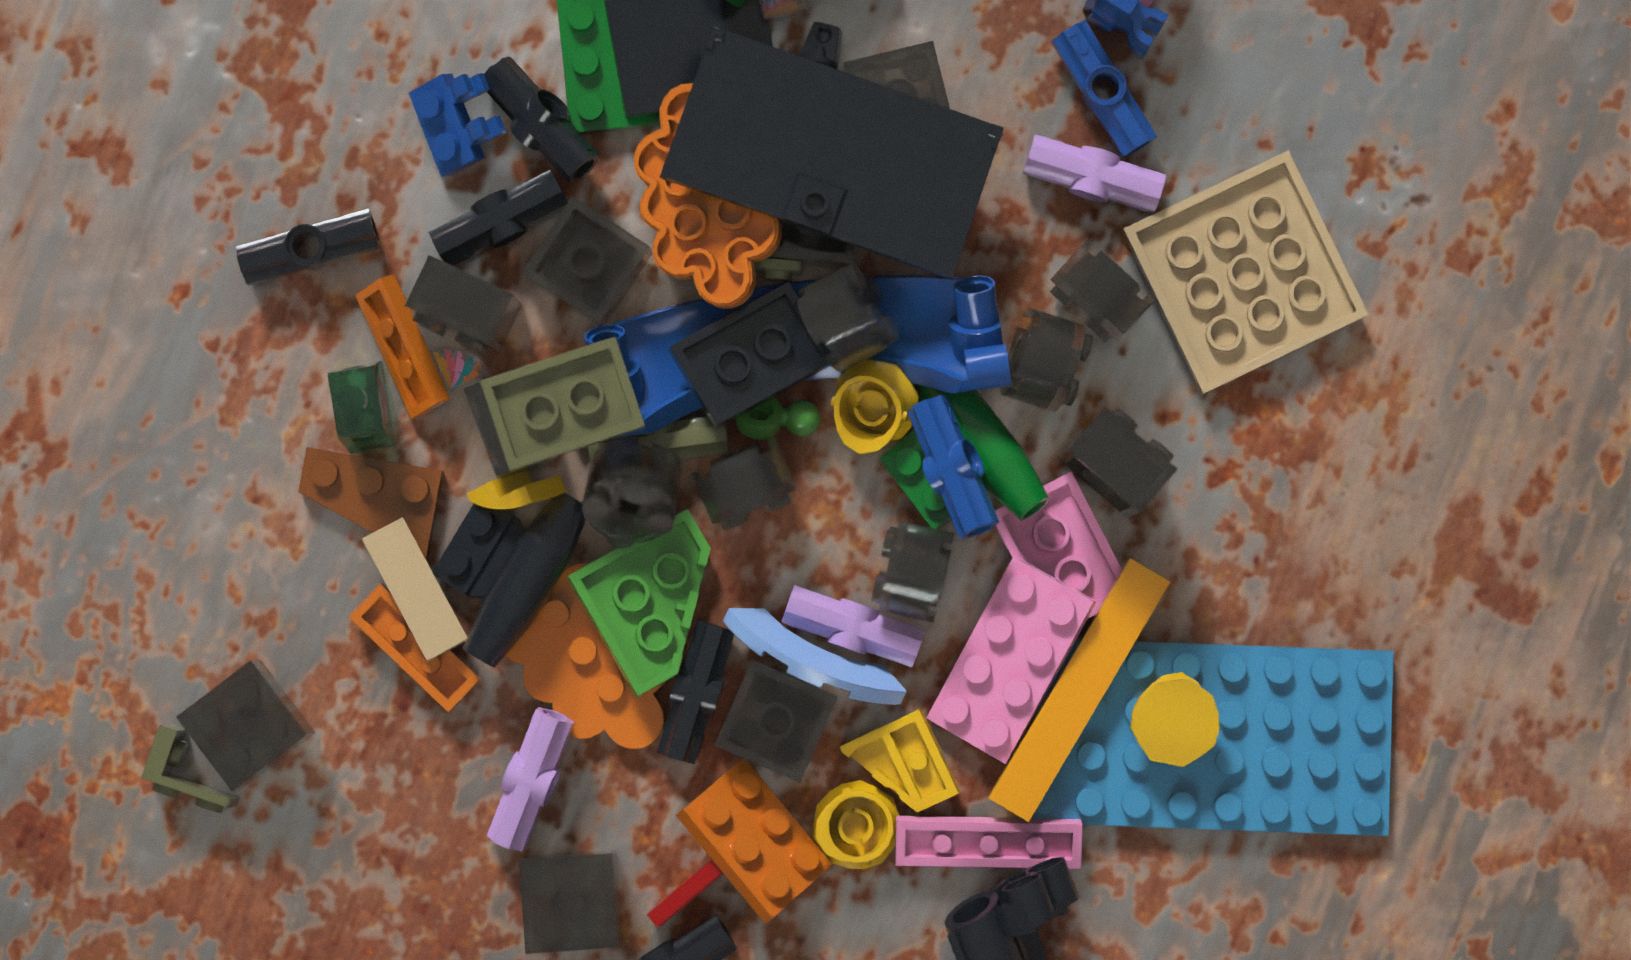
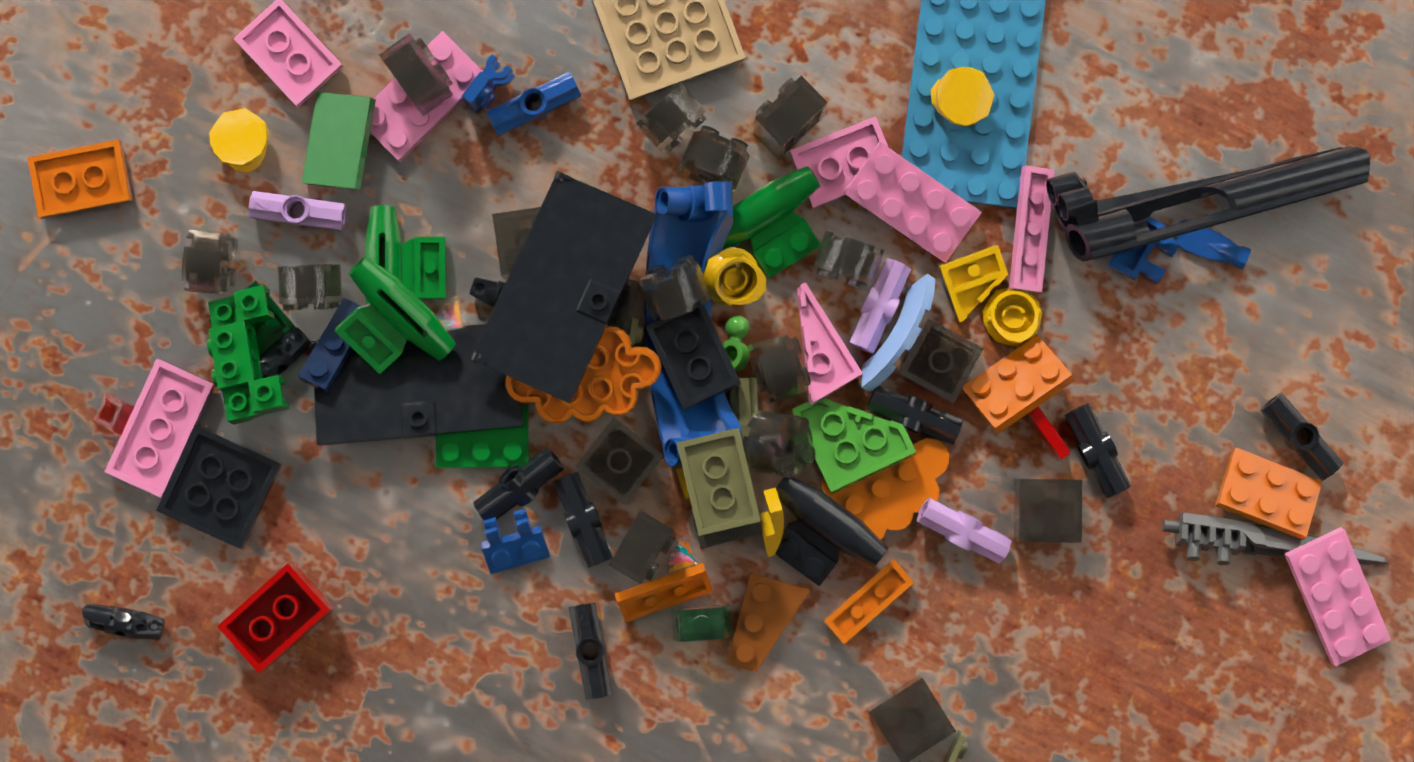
camera: 90 degrees left, 0 degrees up
(415, 589) = (830, 597): tan tile -> none
(770, 552) = (824, 352): none -> bright pink wing
(953, 467) = (782, 226): blue piece -> none
(1079, 689) = (936, 158): light orange tile -> none
(1094, 174) = (590, 115): lavender piece -> none

